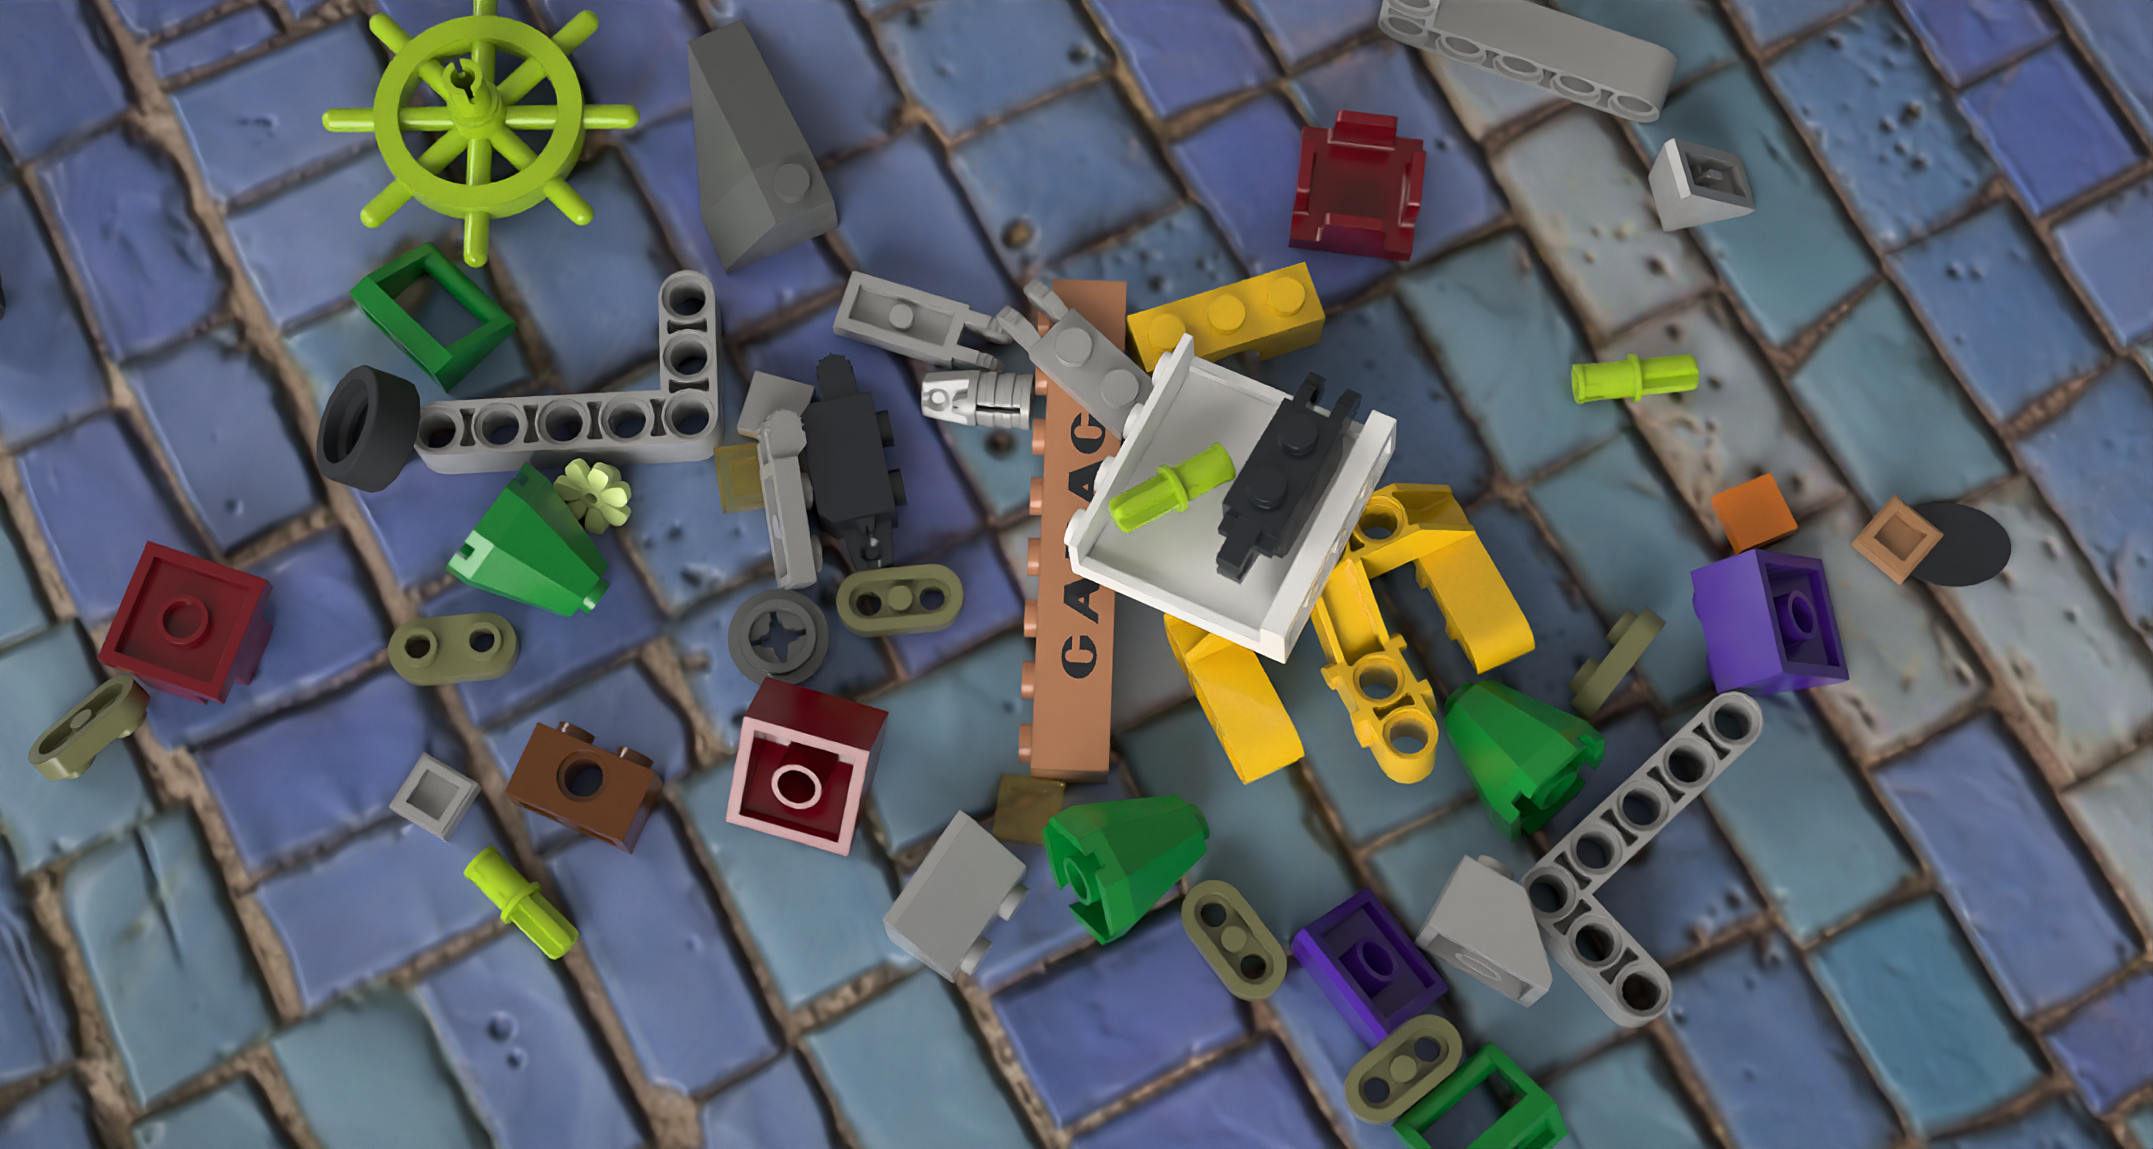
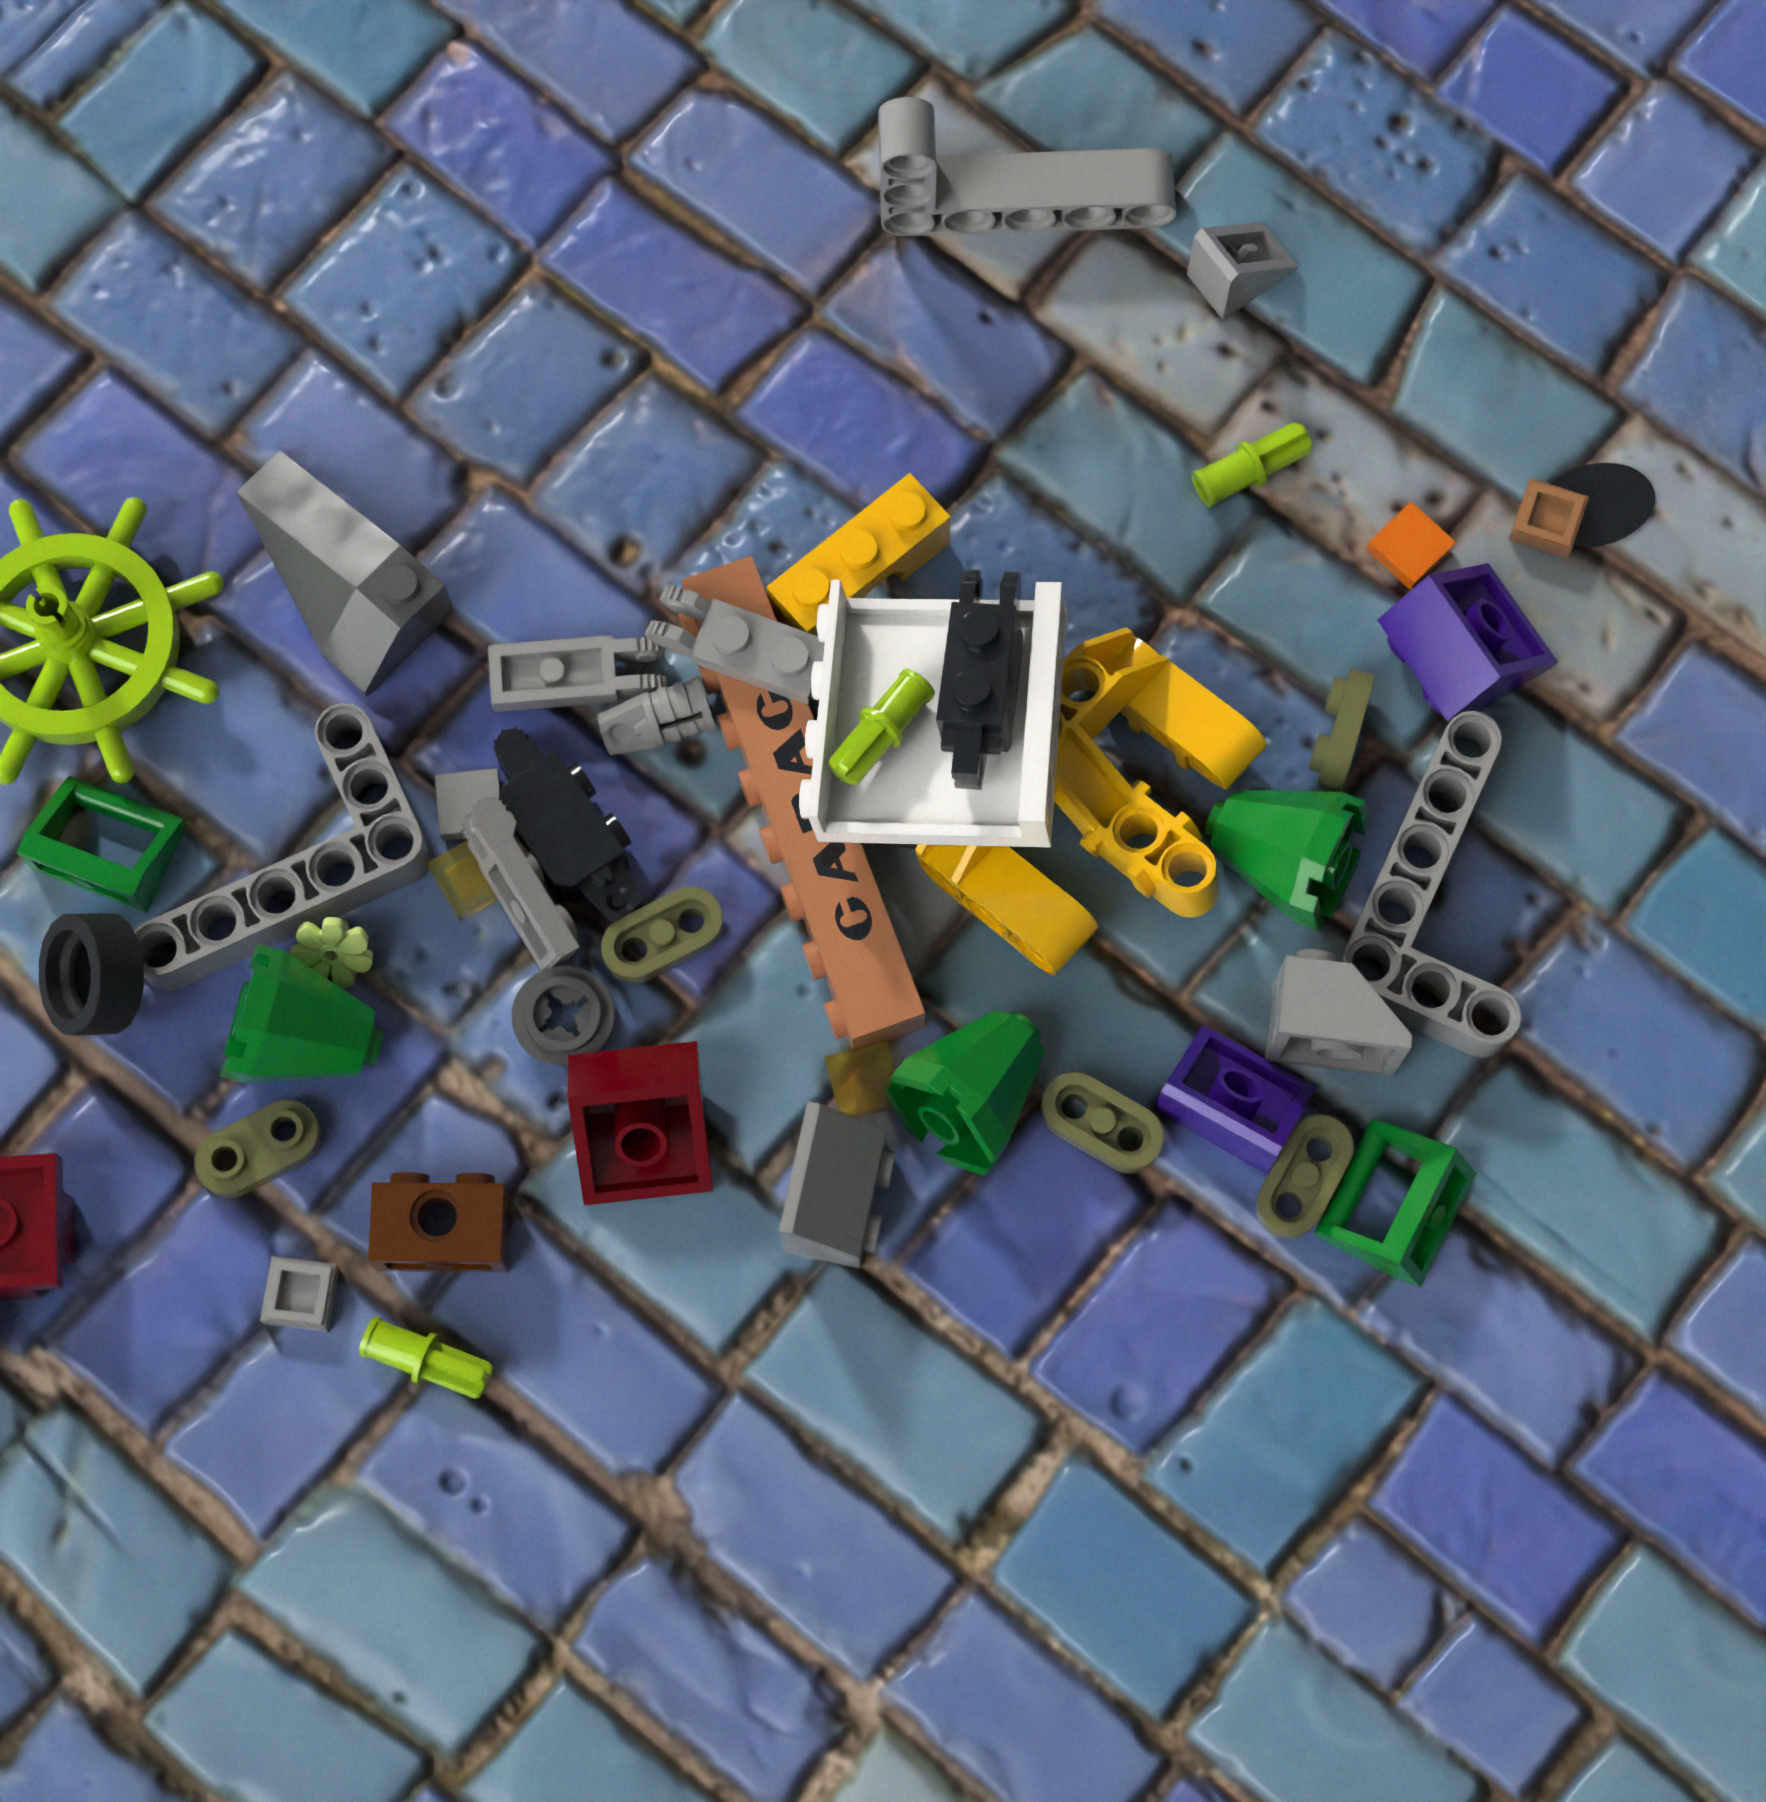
camera: 20 degrees left, 0 degrees up
(1357, 188) = (927, 386): dark red panel -> none

